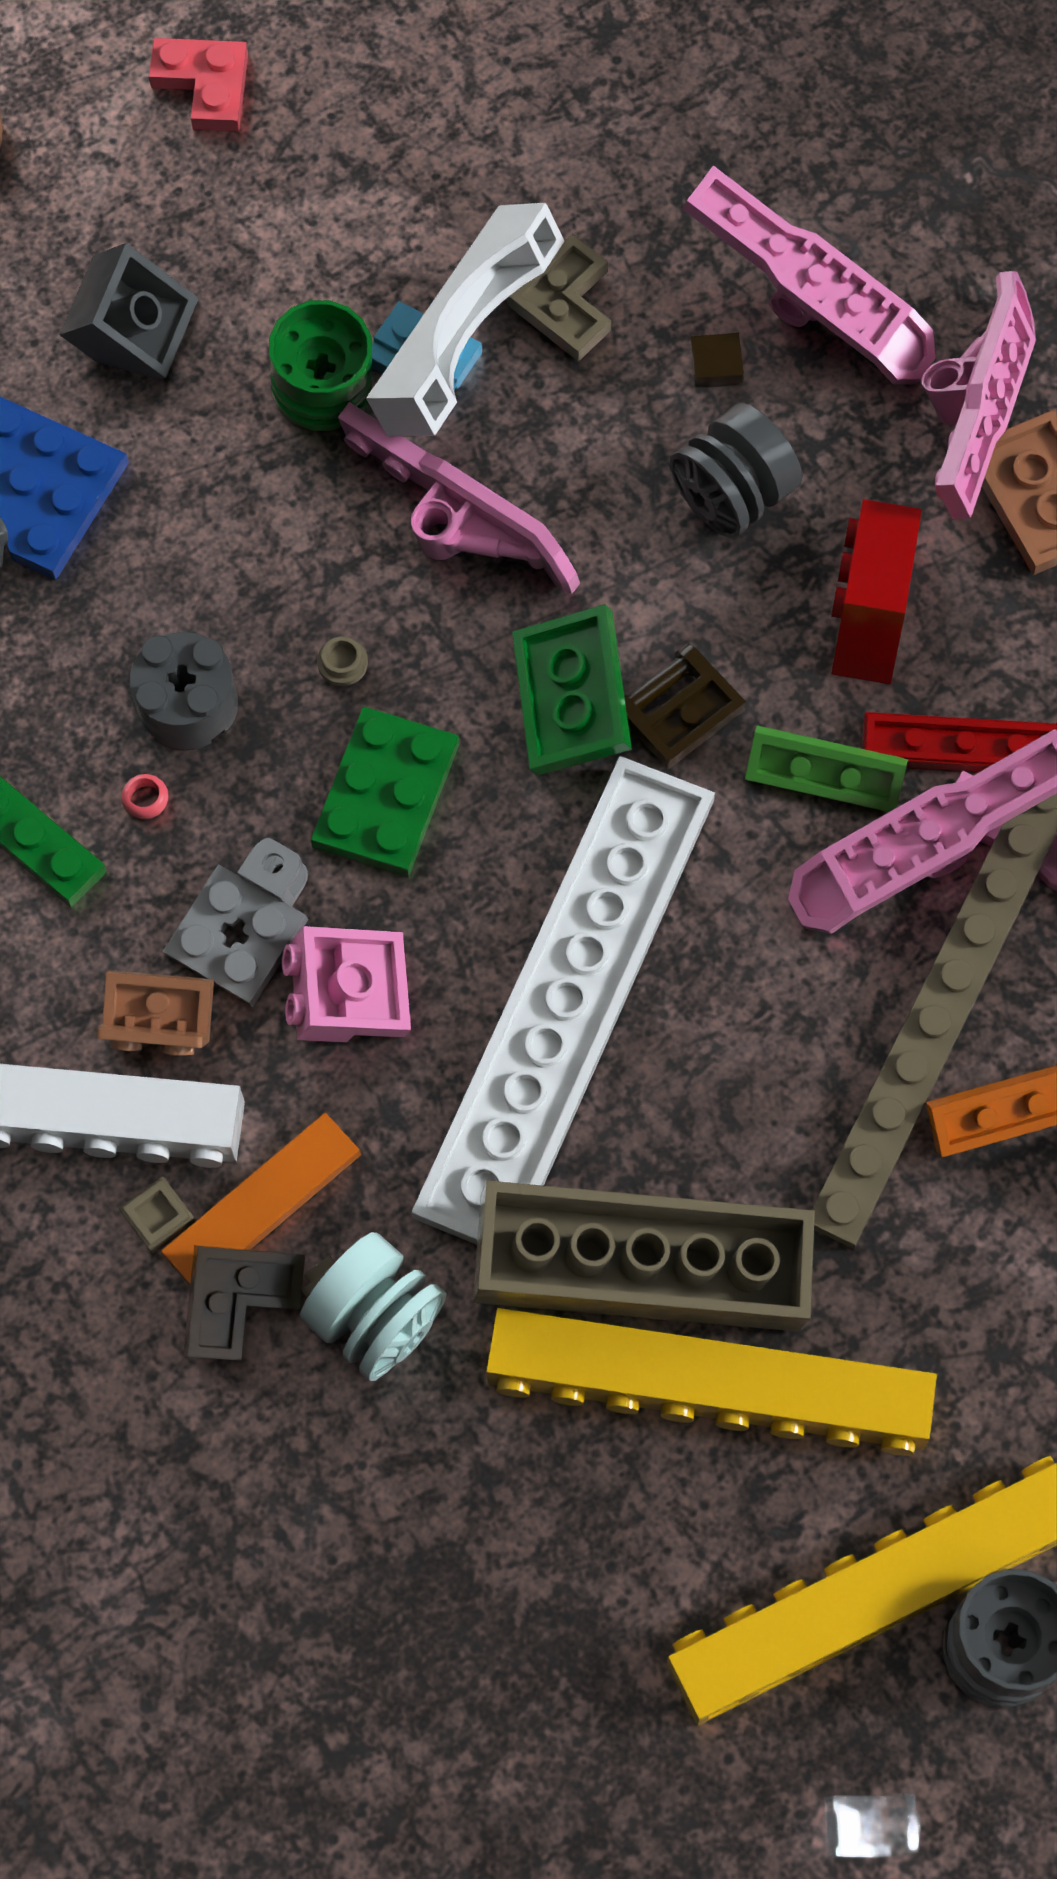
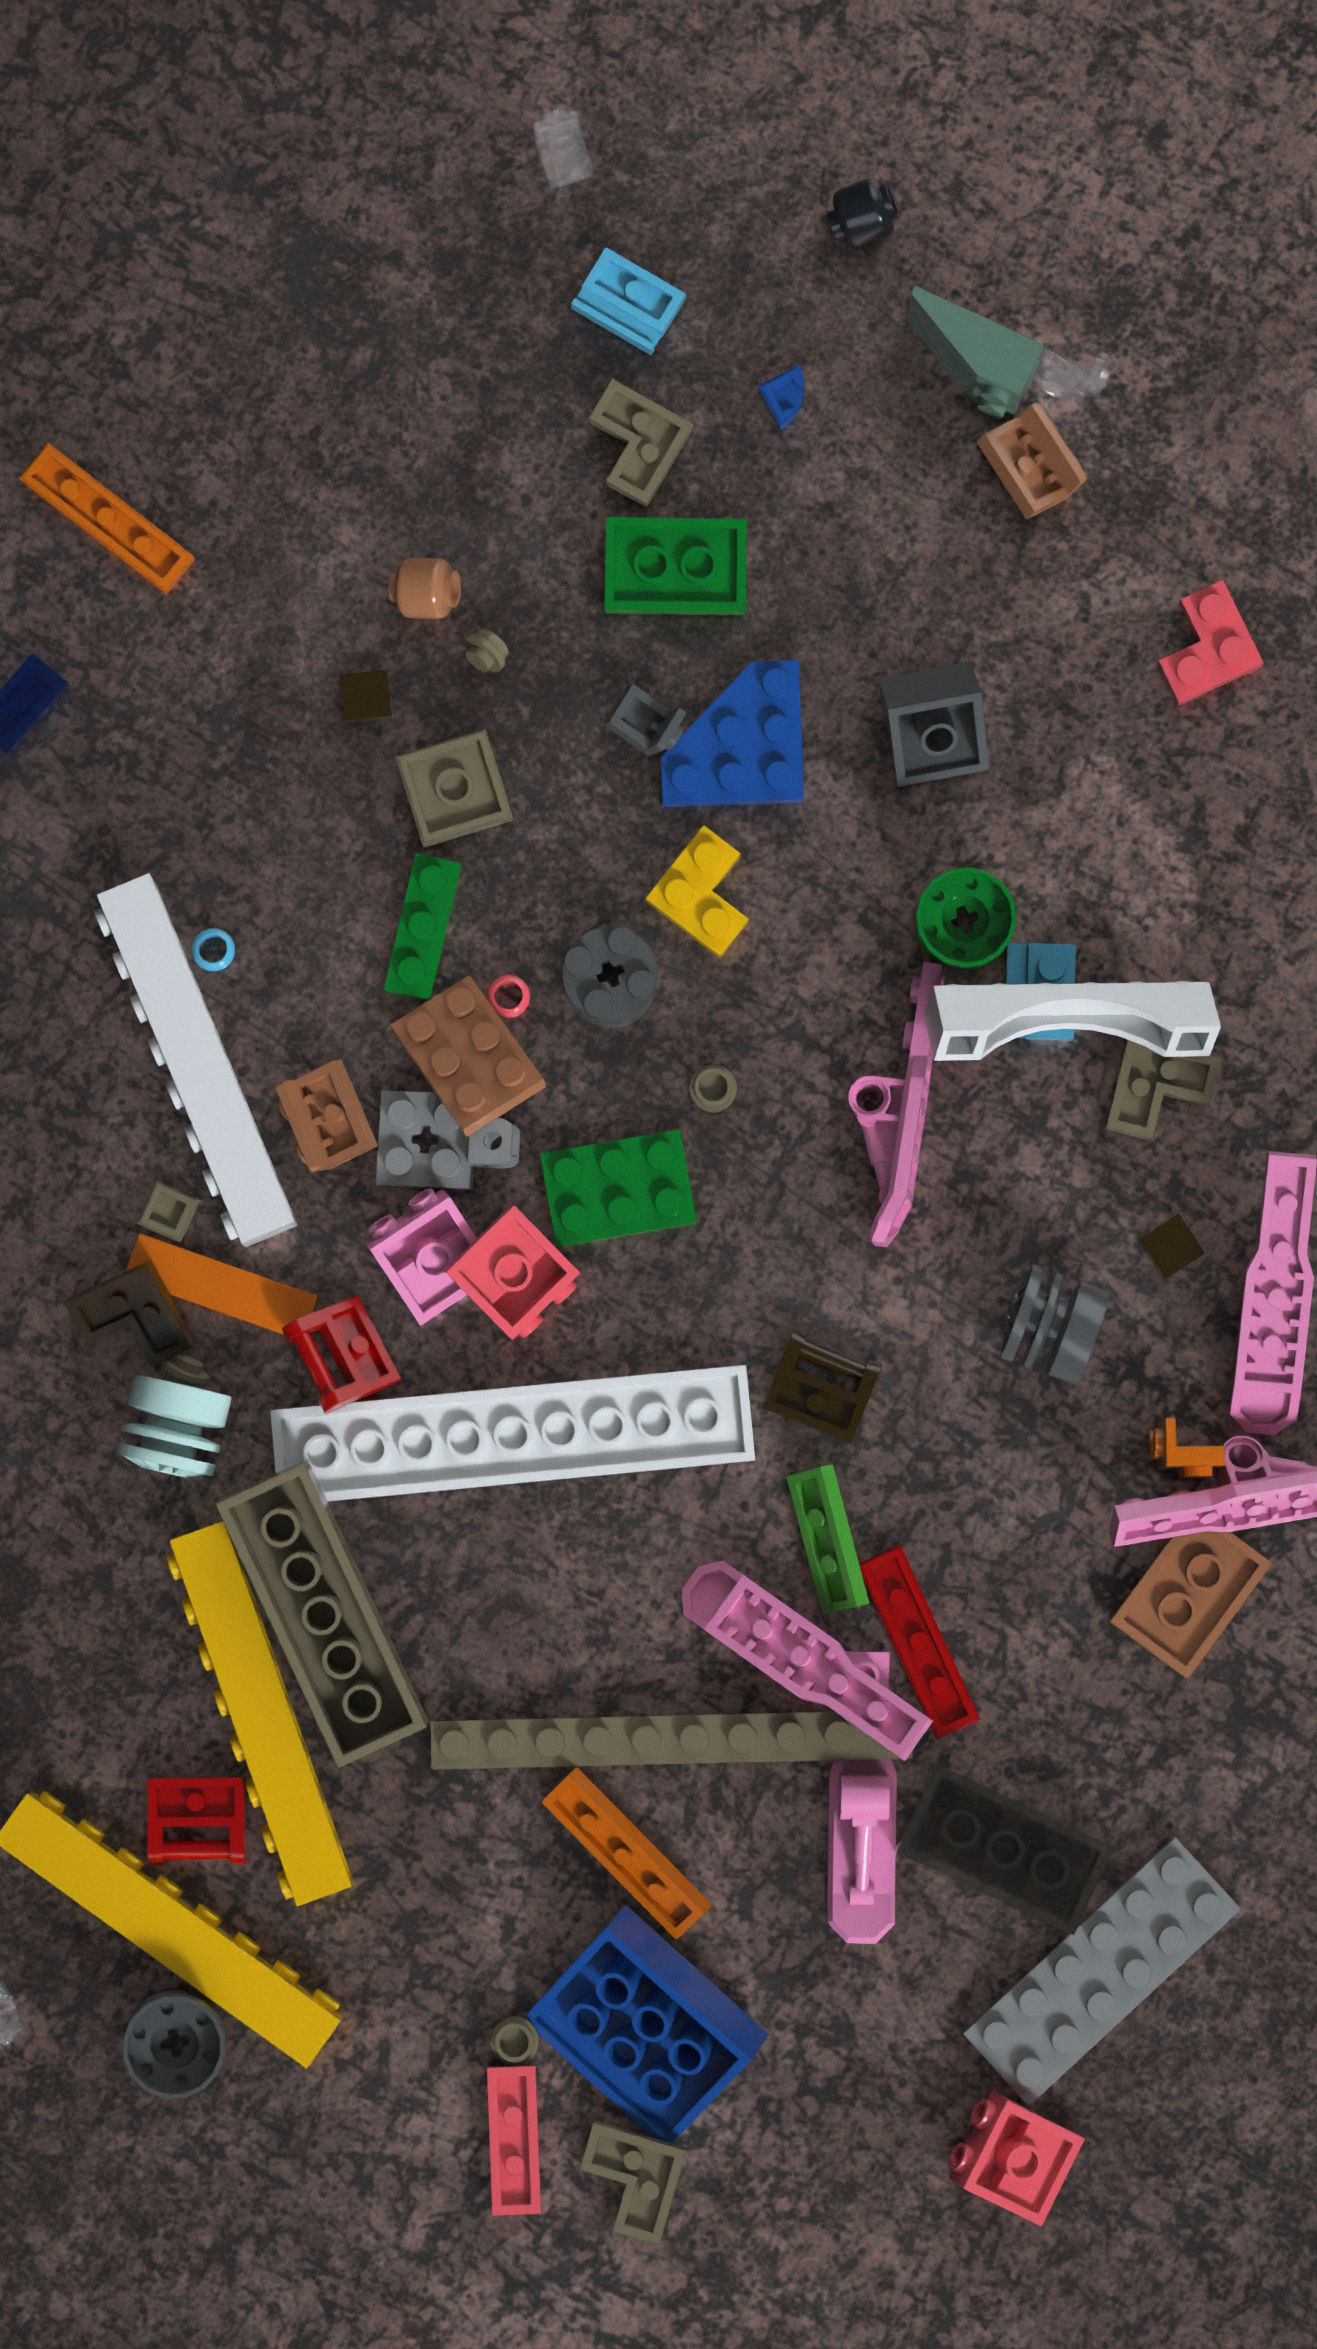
camera: 60 degrees right, 15 degrees up
(156, 596) = (688, 896): none -> yellow plate
(178, 850) = (468, 1056): none -> nougat plate
(395, 1101) = (354, 1348): none -> red plate
(412, 913) = (513, 1273): none -> coral plate
(571, 690) = (782, 1293): green plate -> none
(768, 1496) = (196, 1804): none -> red plate
(876, 589) = (1015, 1496): red wedge -> none
(905, 432) = (1189, 1460): none -> orange bracket

